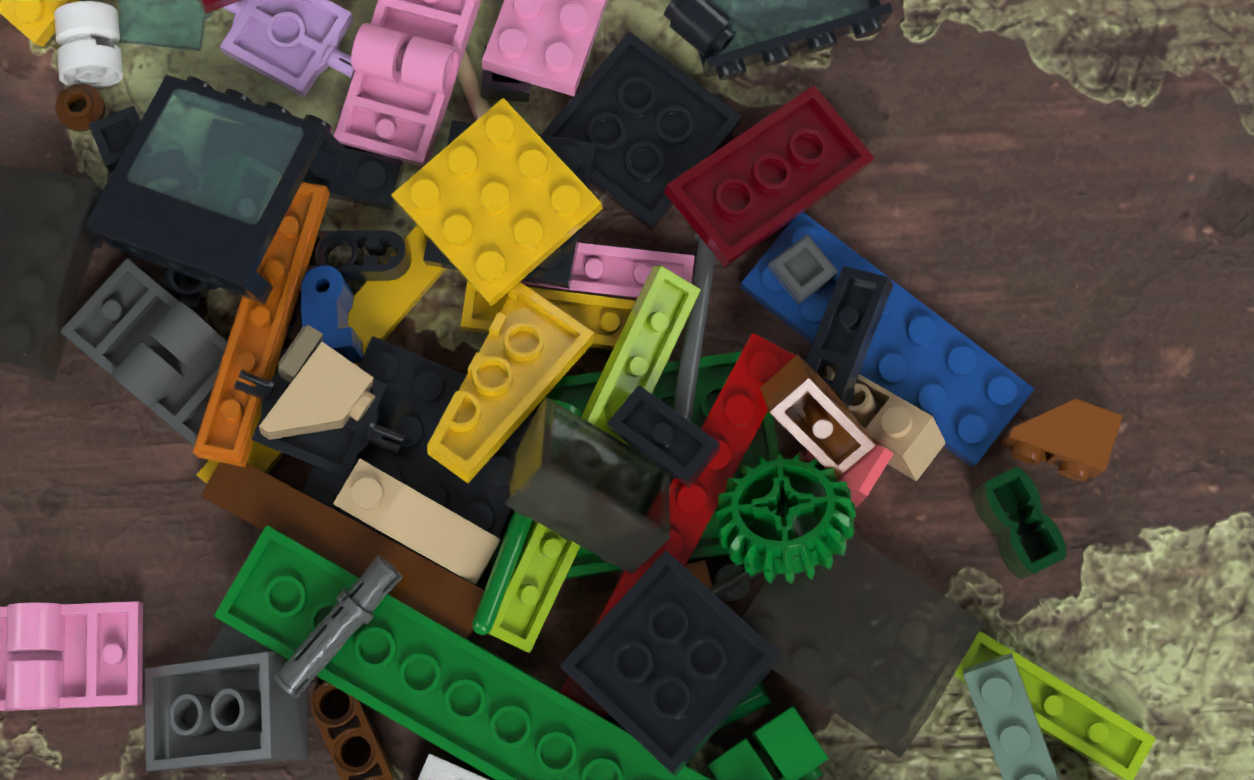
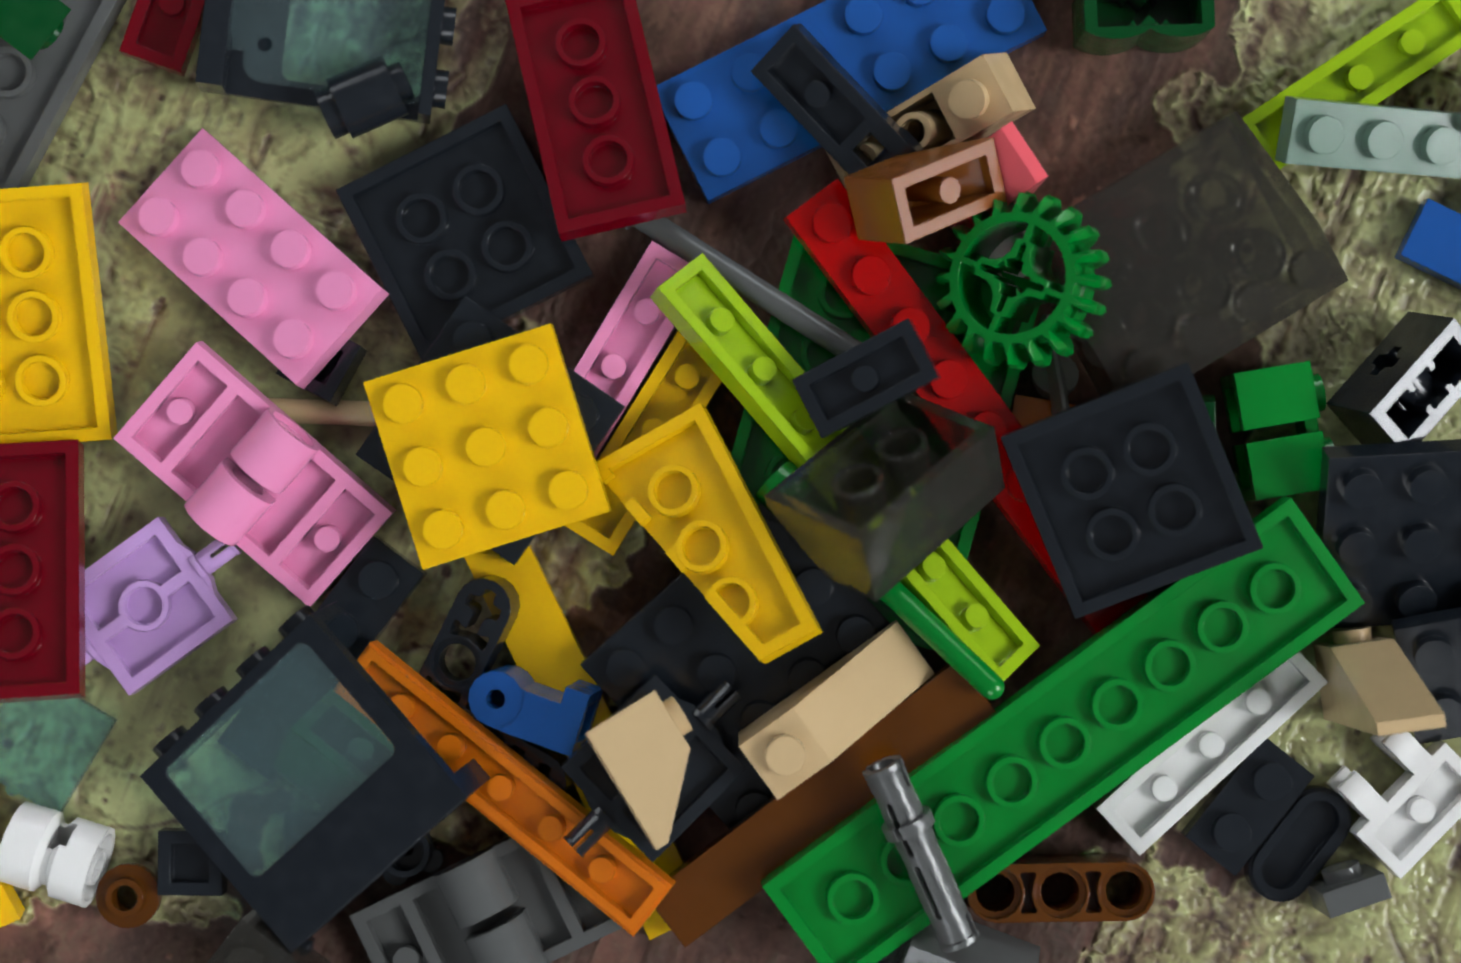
camera: 60 degrees left, 10 degrees up
(299, 352) = (584, 763): dark tan tile -> none
(802, 269) = (729, 120): dark grey tile -> none

